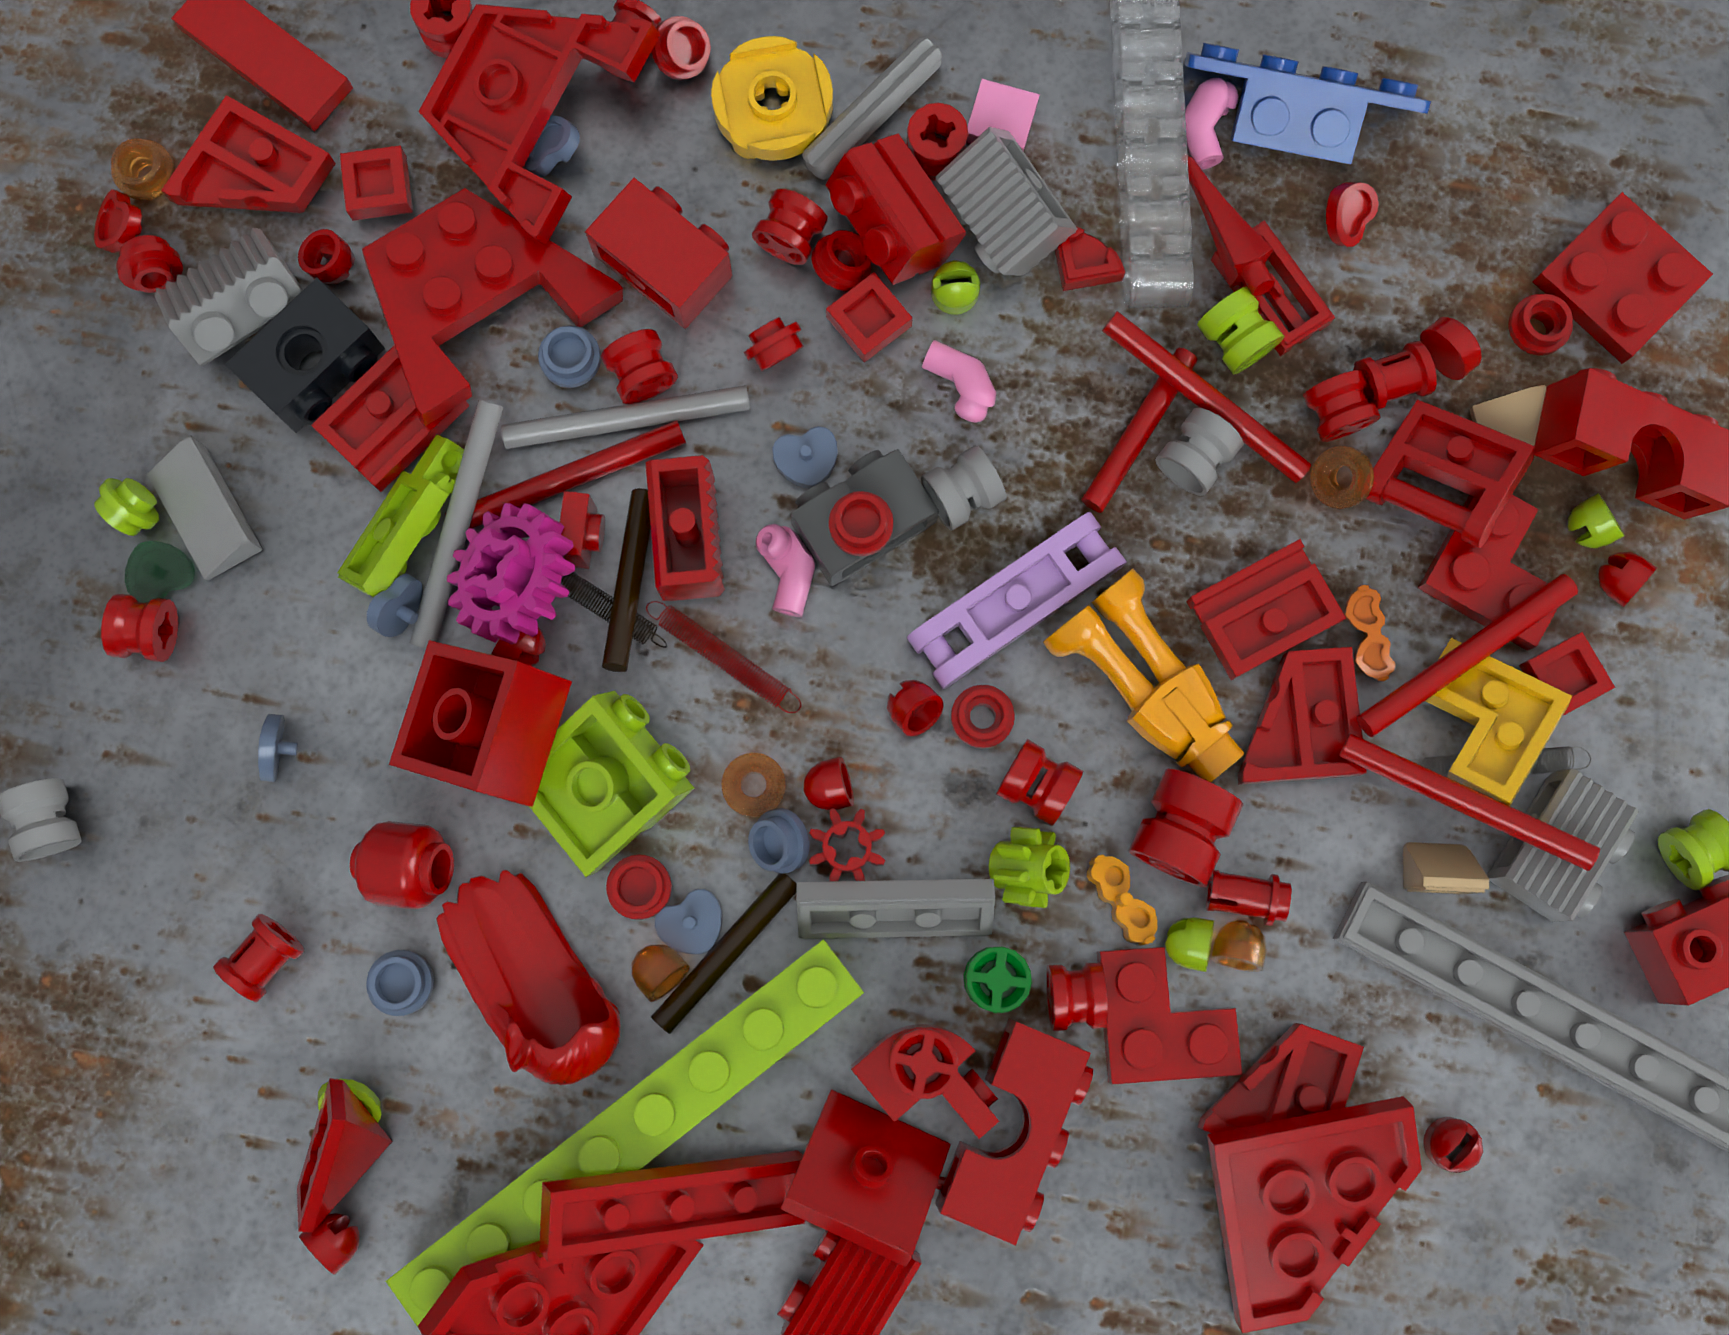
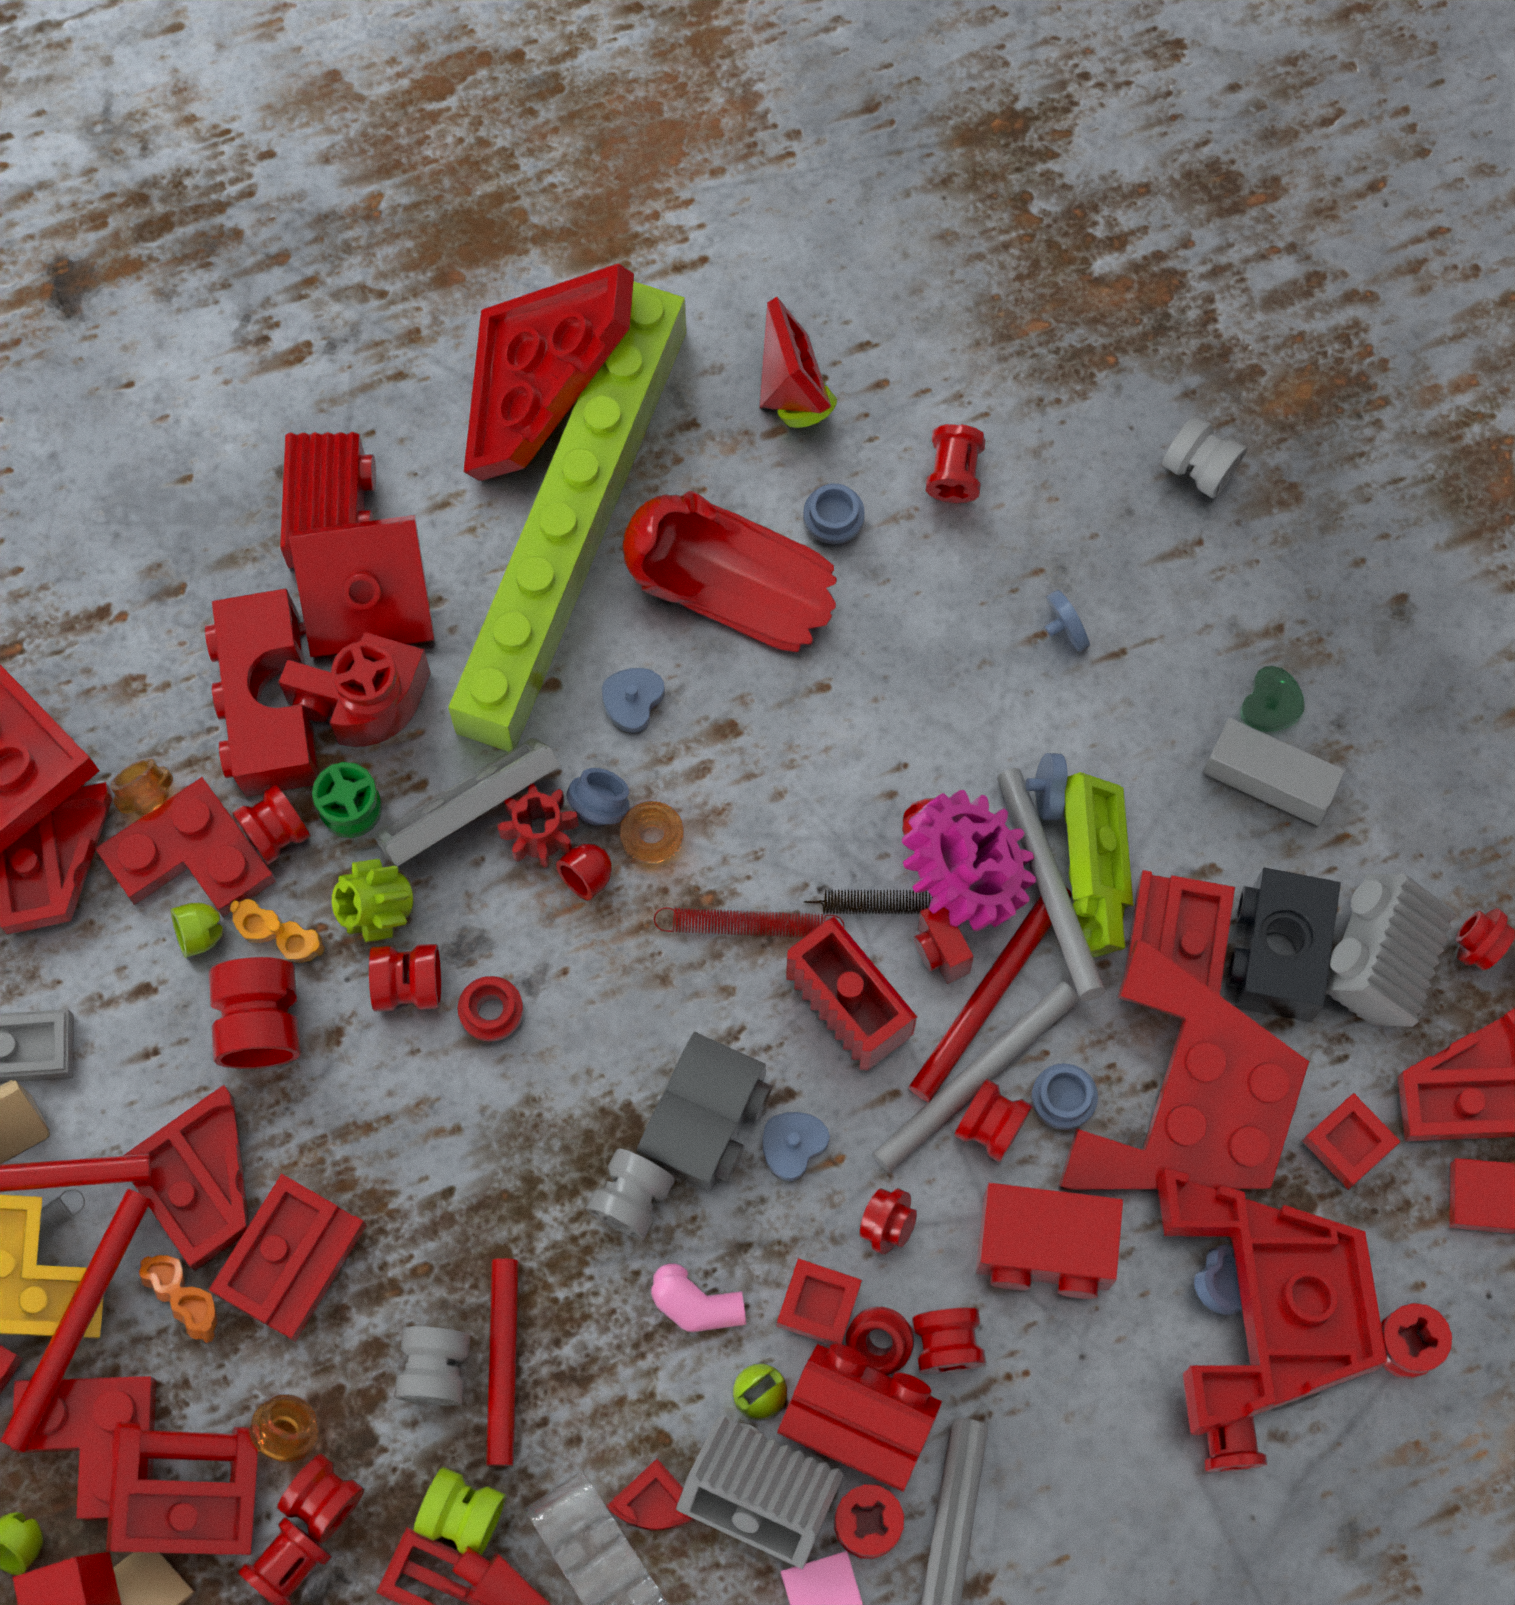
camera: 150 degrees right, 10 degrees down
(126, 505) = (1335, 729): lime plate -> none
(139, 628) = (1244, 642): red wheel -> none
(330, 246) = (1337, 1030): red hinge -> none
(333, 1242) = (748, 307): red hinge -> none
(402, 865) = (893, 593): red head -> none
(481, 722) = (903, 724): red brick -> none
(607, 780) = (777, 754): lime plate -> none
(628, 583) = (868, 921): dark brown bar -> none
(639, 887) = (693, 696): red plate -> none
(658, 970) = (634, 642): clear orange hinge -> none
(665, 1205) = (504, 468): red plate -> none
(681, 48) = (1175, 1458): red plate -> none
(725, 952) = (588, 691): dark brown bar -> none
(742, 82) = (1093, 1464): yellow plate -> none
(791, 563) = (732, 1030): bright pink arm -> none
(861, 523) = (694, 1082): red plate -> none
(915, 707) = (555, 978): red hinge -> none
(1016, 599) = (519, 1129): lavender plate -> none
(1171, 1107) = (141, 787): none -> clear orange plate
(1175, 714) = (319, 1117): light orange piece -> none
(1205, 396) = (456, 1424): red bar -> none
(1240, 947) = (152, 951): clear orange hinge -> none
(1249, 896) = (166, 996): red pin -> none

